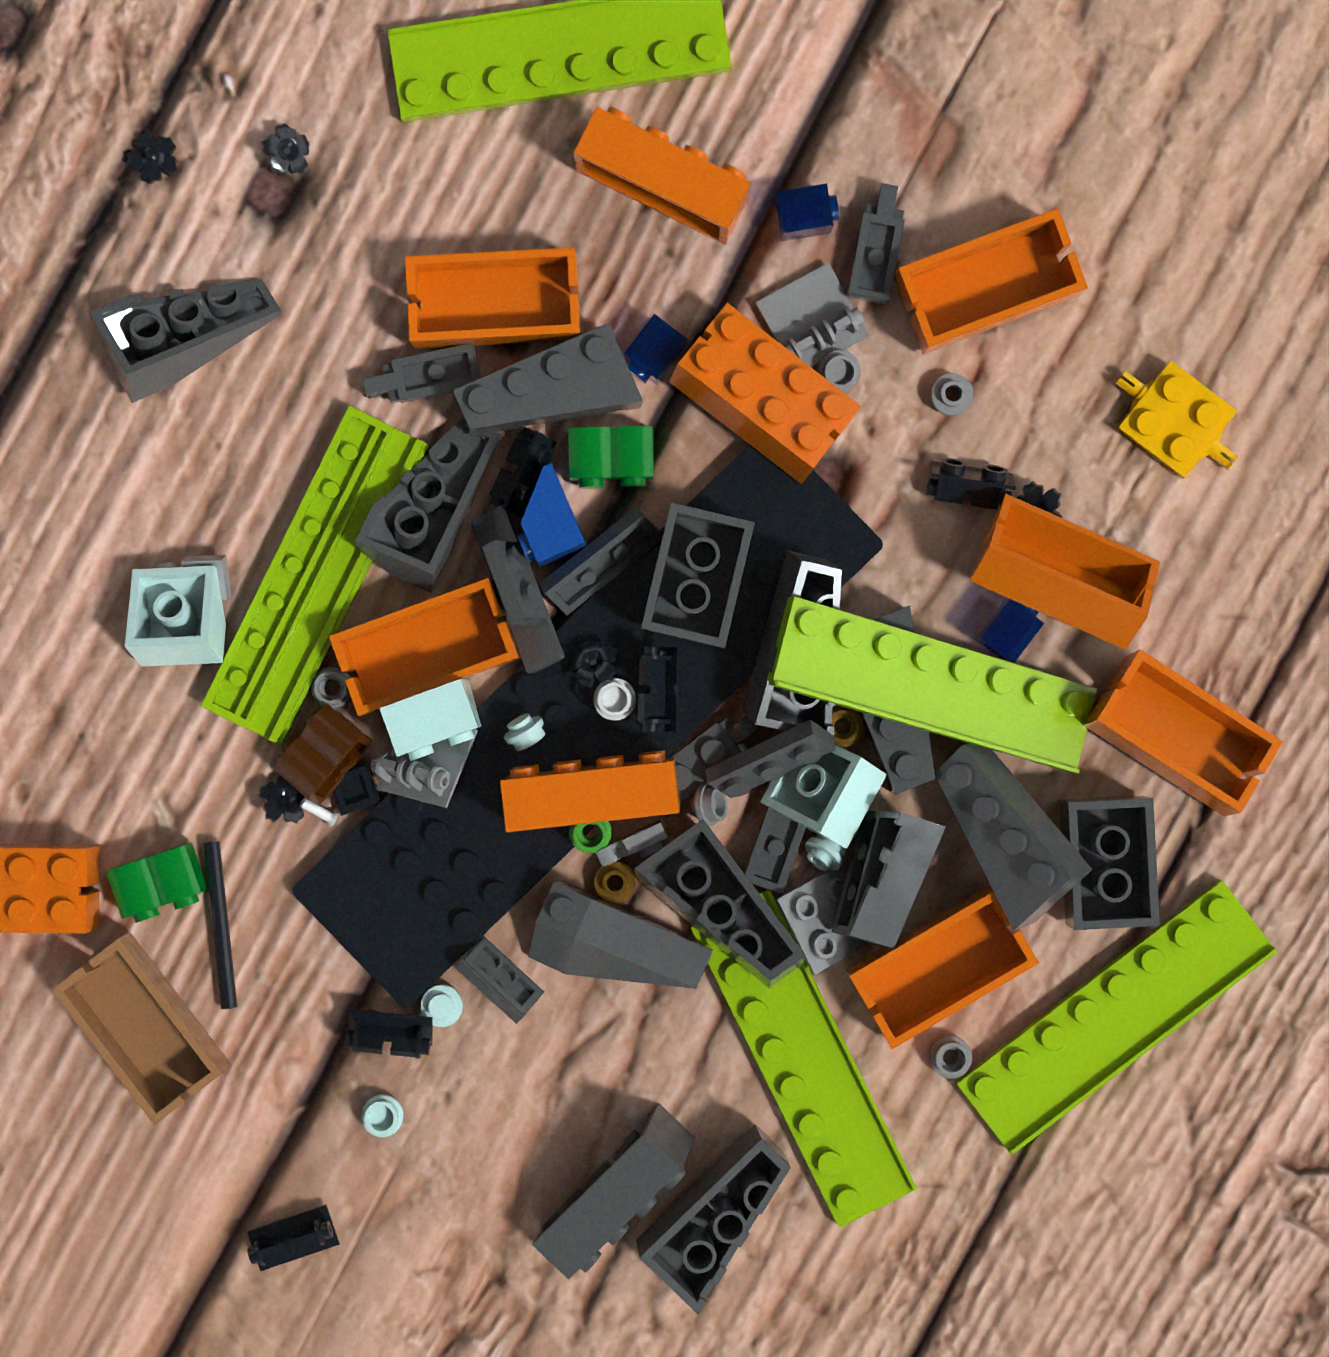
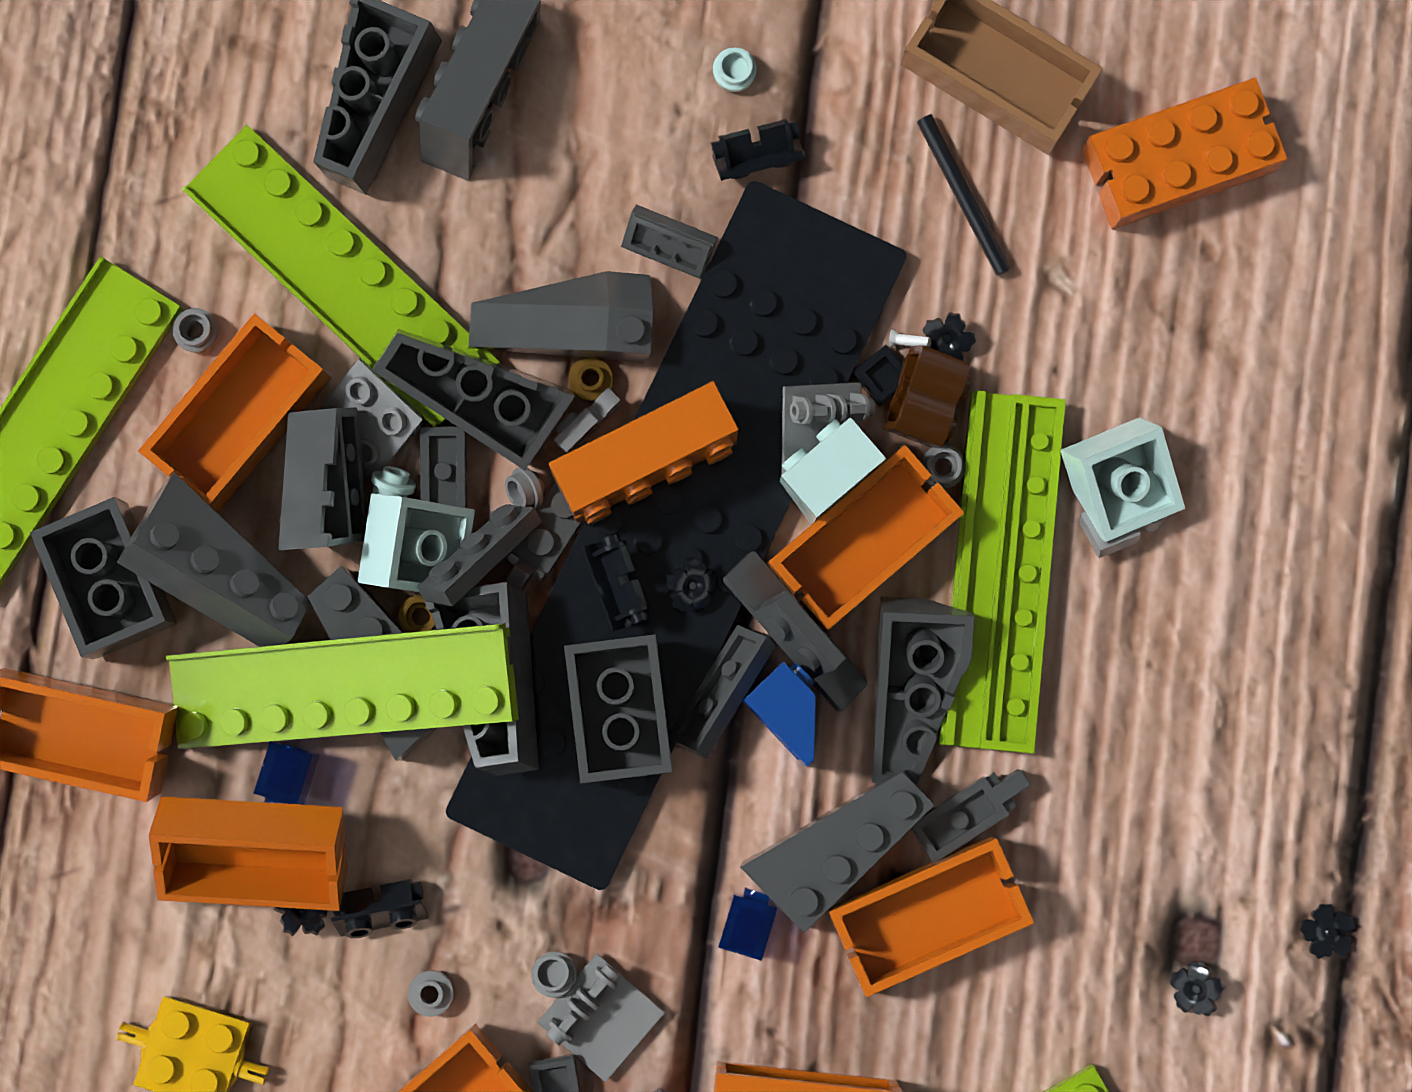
camera: 150 degrees right, 5 degrees down
(157, 881) = (1041, 213): green brick -> none
(171, 336) = (1237, 757): dark grey wedge -> none
(442, 1004) = (716, 197): light aqua plate -> none
(524, 731) = (734, 491): light aqua plate -> none
(530, 453) = (830, 771): black hinge -> none
(590, 844) = (626, 406): bright green plate -> none
(611, 454) = (752, 802): green brick -> none
(614, 699) = (657, 557): white plate -> none
(764, 393) = (619, 921): orange piece -> none

